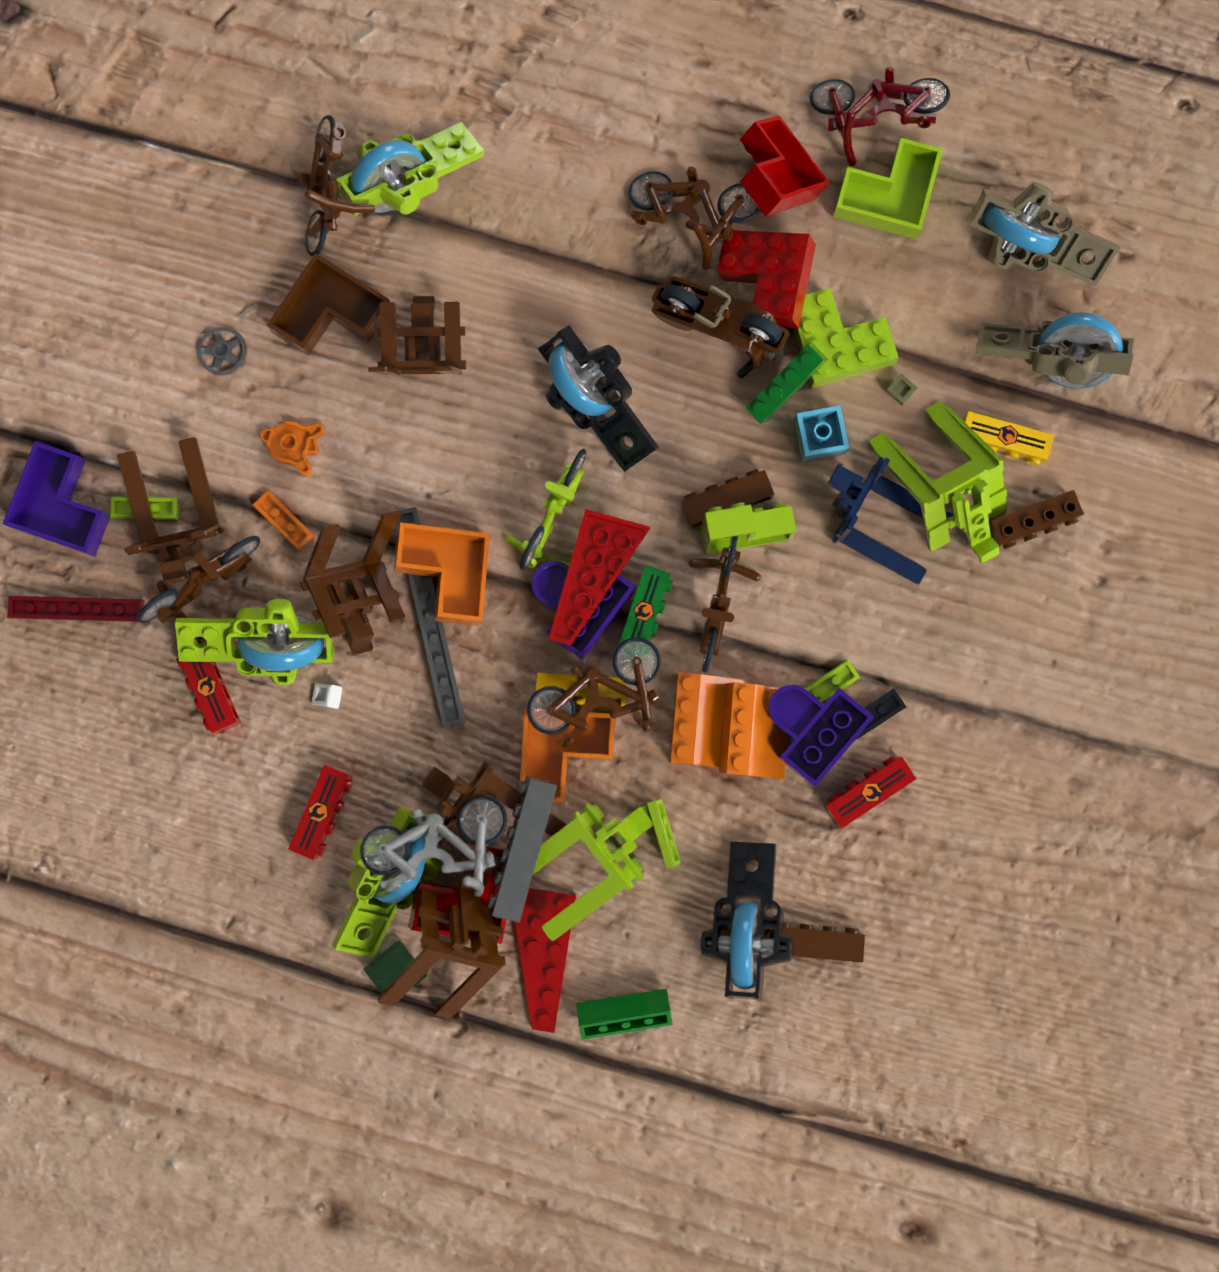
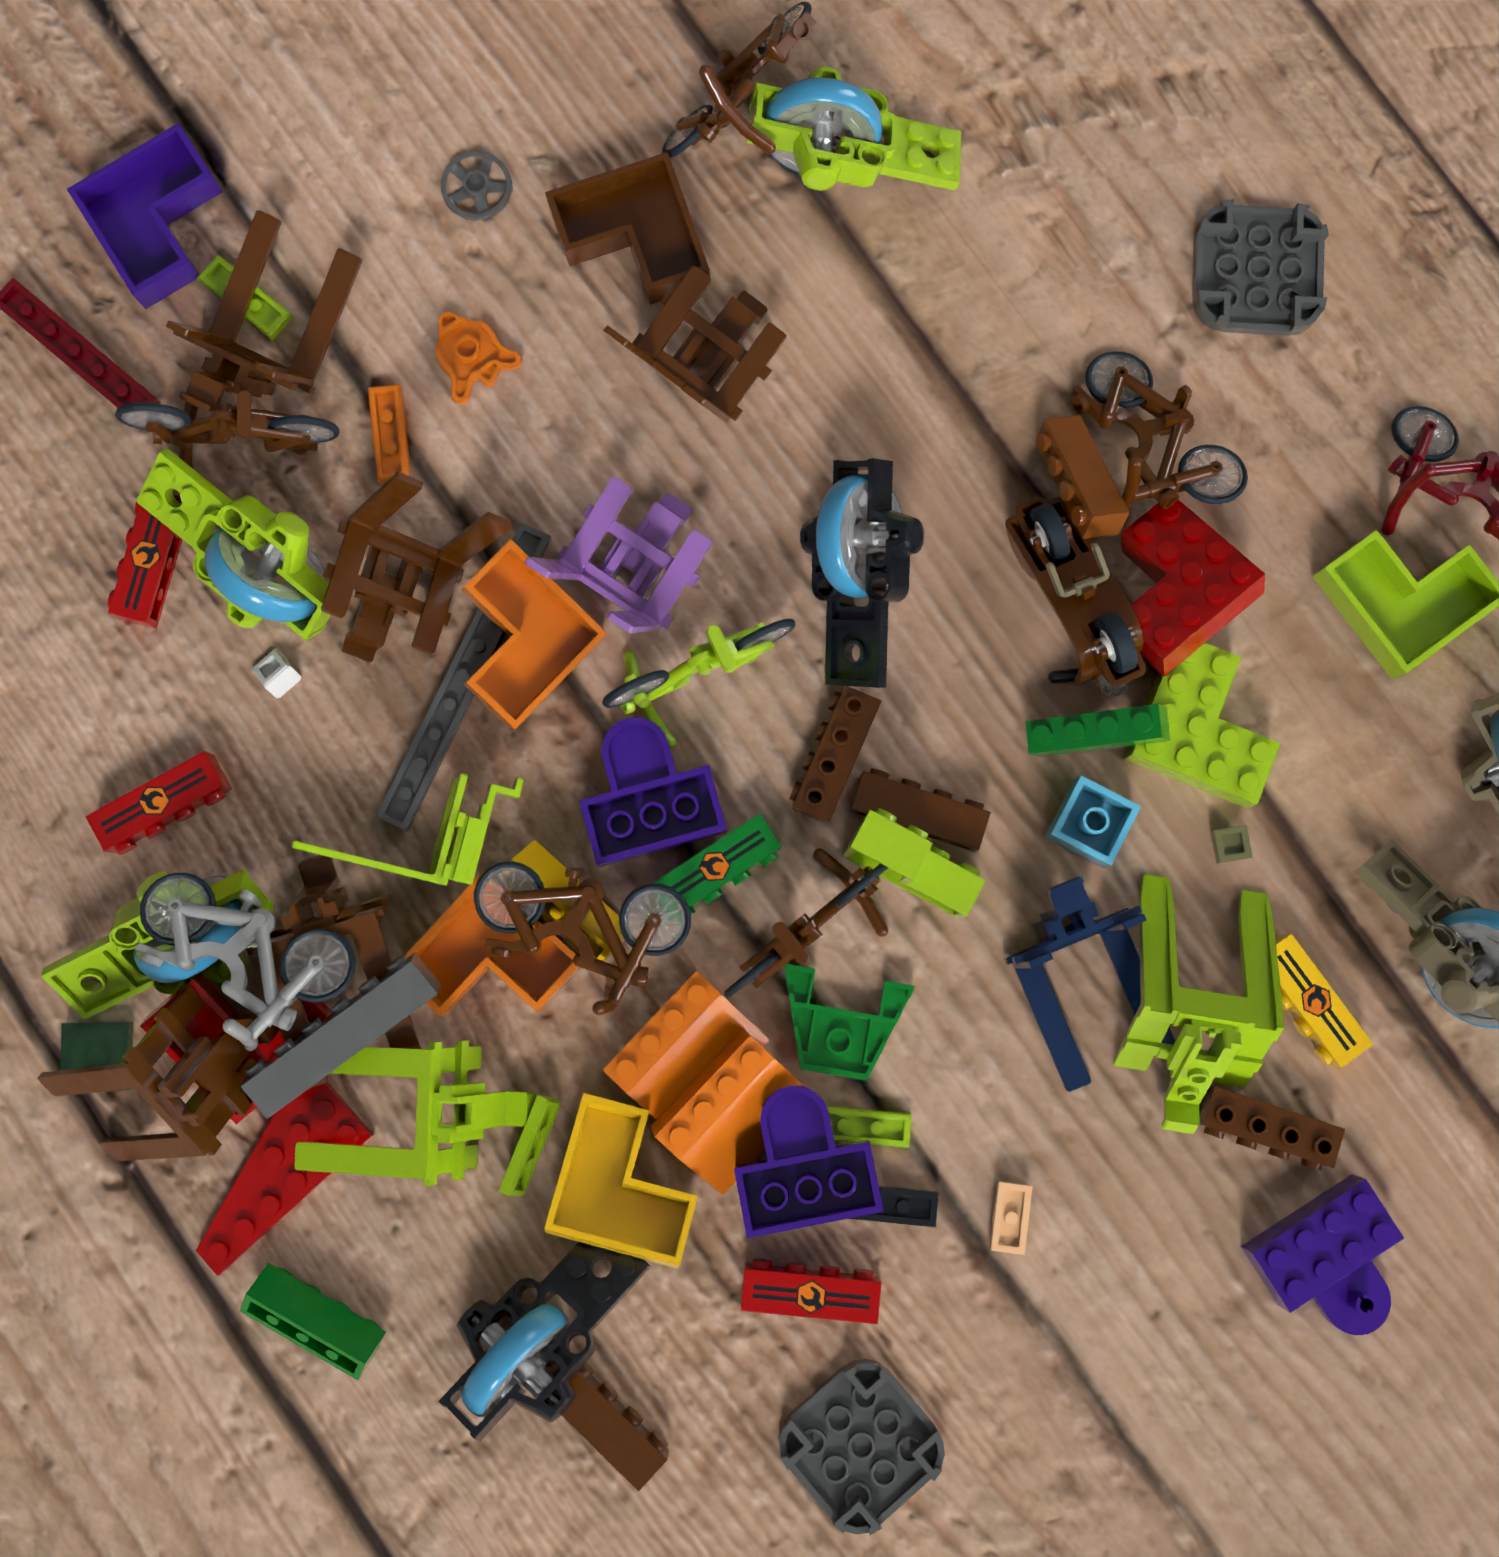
camera: 35 degrees right, 0 degrees up
(470, 479) = (637, 551): none -> medium lavender piece
(506, 705) = (465, 845): none -> lime piece
(596, 562) = (706, 763): red wing -> none
(660, 504) = (836, 754): none -> reddish brown brick
(673, 257) = (1082, 477): none -> dark orange brick
(677, 75) = (1259, 269): none -> dark grey tile
(724, 828) = (602, 1202): none -> yellow piece
(779, 650) = (841, 1039): none -> green wing
(783, 171) = (1297, 474): red piece -> none
(941, 671) = (1010, 1217): none -> light nougat plate
(957, 849) = (861, 1446): none -> dark grey tile
(1116, 562) = (1328, 1255): none -> dark purple brick

